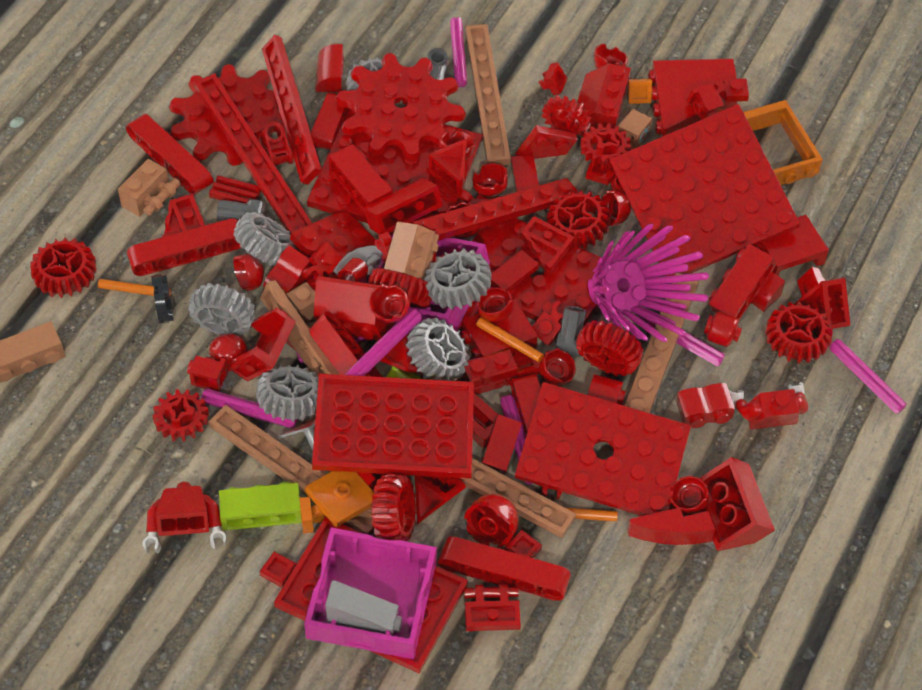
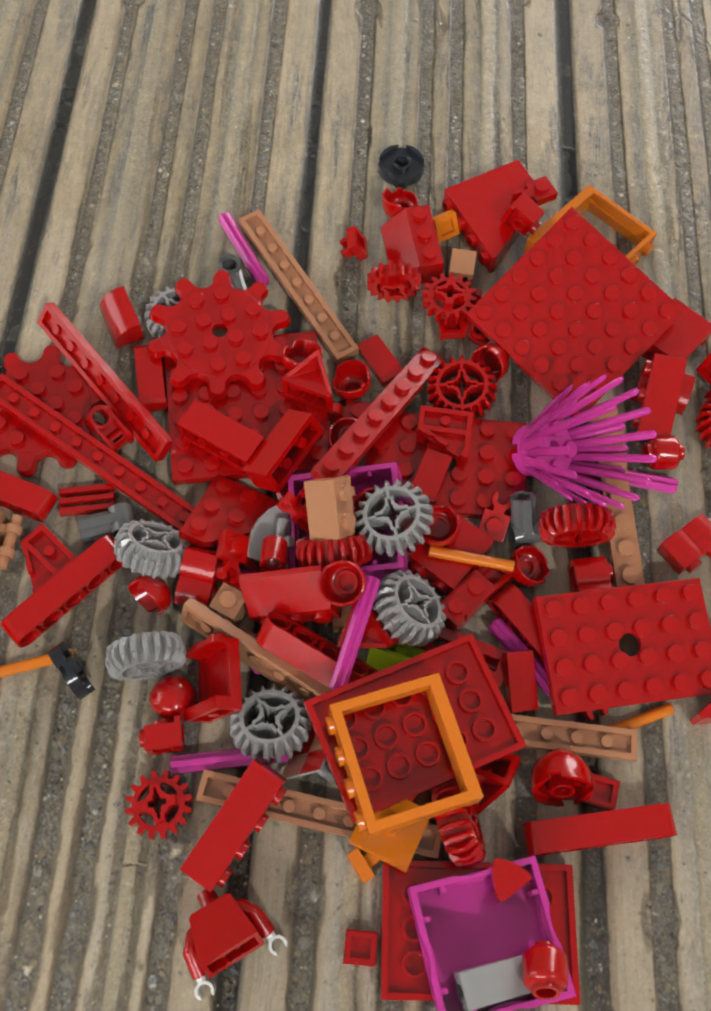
camera: 25 degrees left, 10 degrees up
(228, 444) = (233, 825): none -> red brick
(260, 506) = (303, 879): lime brick -> none
(363, 472) = (452, 740): none -> orange window
(397, 611) = (545, 970): none -> red head
(407, 556) = (507, 878): none -> red tile
(492, 614) = (616, 893): red plate -> none
(547, 142) = (386, 316): red wing -> none
(630, 40) = (397, 175): none -> black plate

